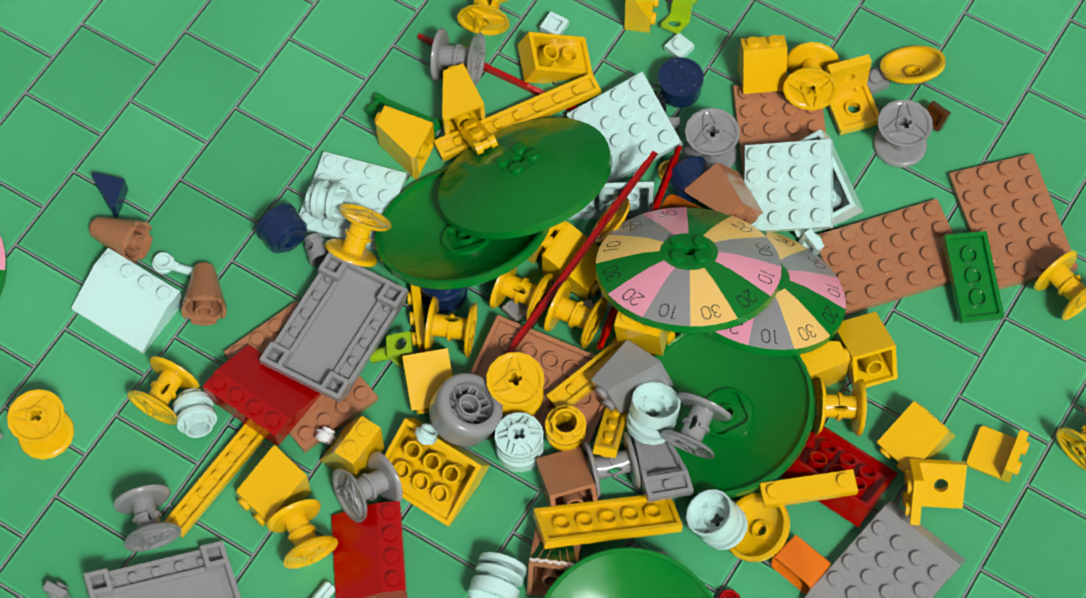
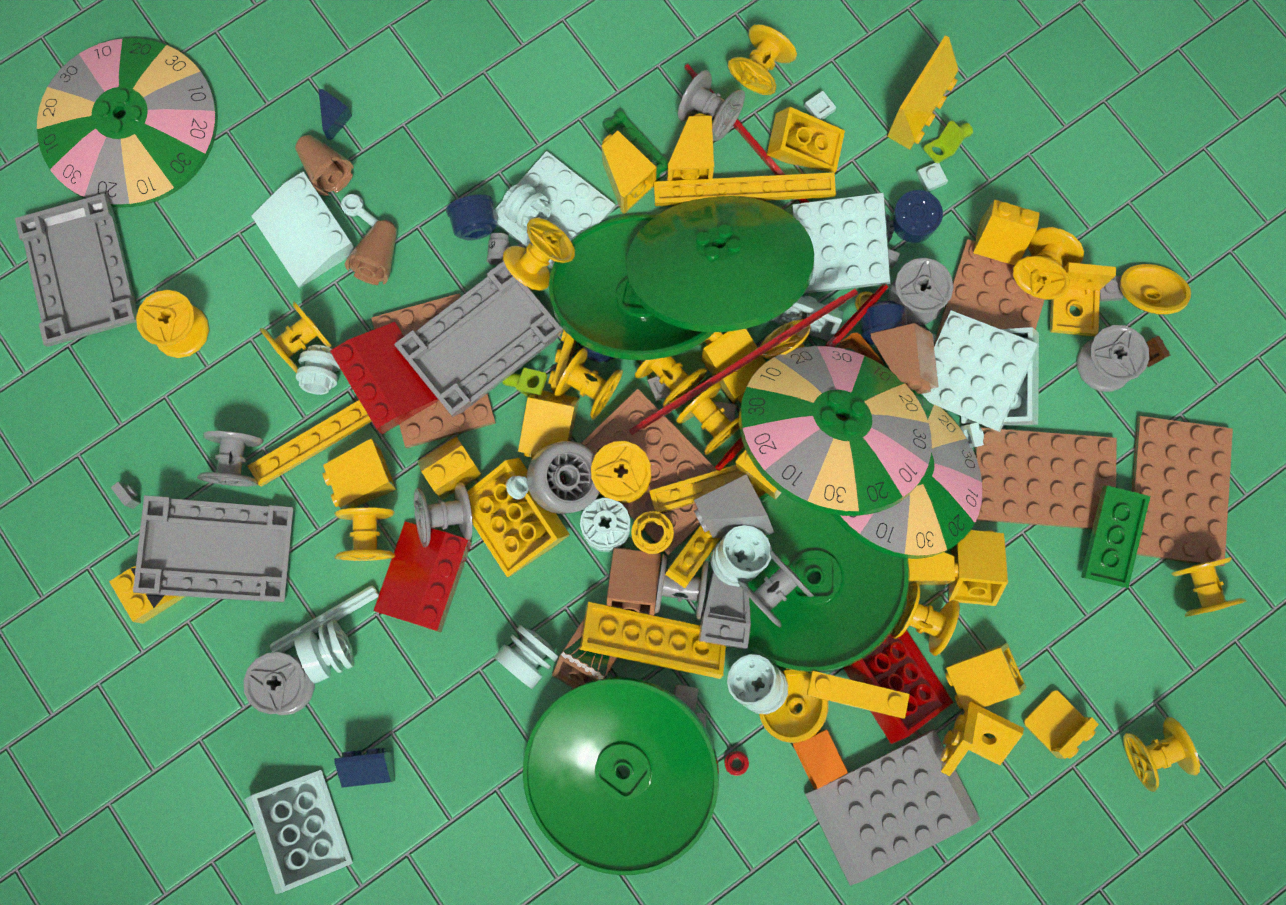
camera: 20 degrees right, 15 degrees up
(326, 435) = (429, 442): white plate -> none
(477, 136) = (694, 197): yellow plate -> none

